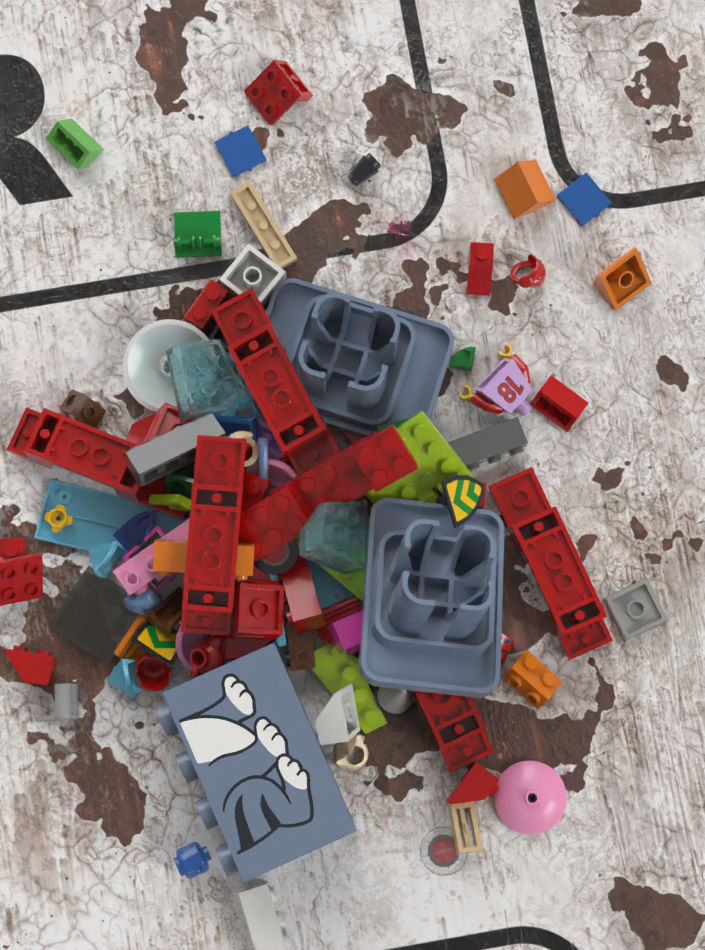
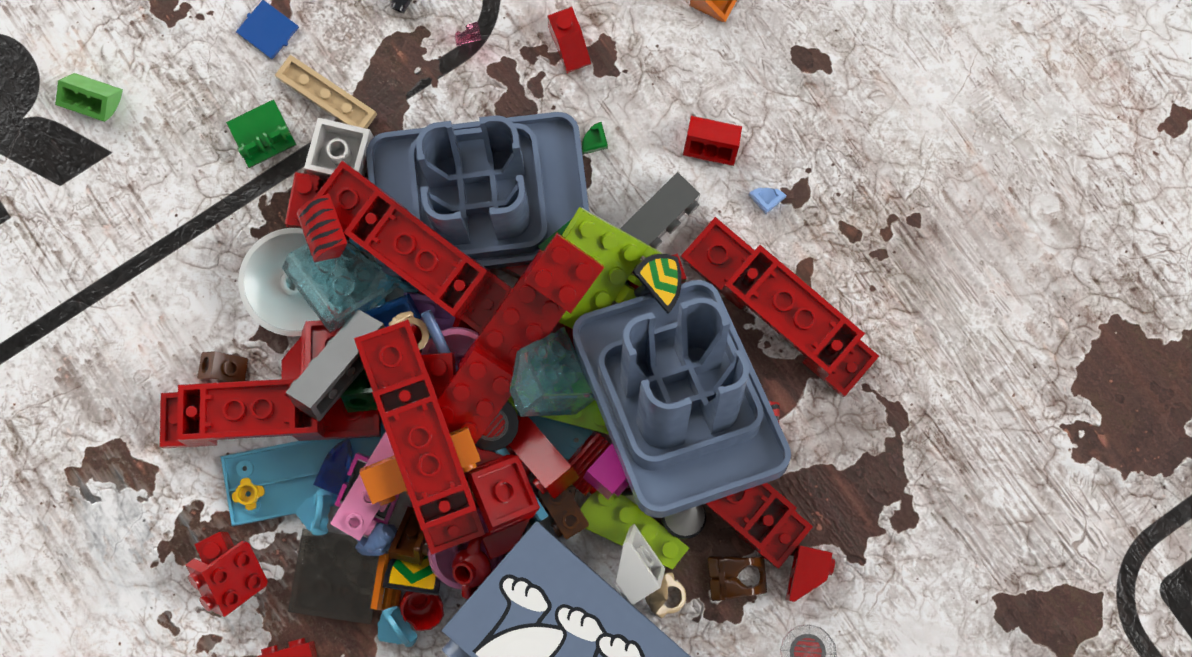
camera: 25 degrees left, 0 degrees up
(174, 501) = (362, 420): lime tile -> none
(211, 335) = (322, 228): none -> red brick
(404, 761) = (725, 573): none -> reddish brown piece
(456, 830) = (811, 625): tan tile -> none
(503, 387) = (649, 148): torso -> none
(512, 797) = (851, 552): bright pink dish -> none
(532, 679) = (816, 433): orange bracket -> none
(533, 280) = (627, 27): red piece -> none
(582, 470) = (767, 198): none -> light blue tile
(635, 609) = (886, 314): light grey tile -> none

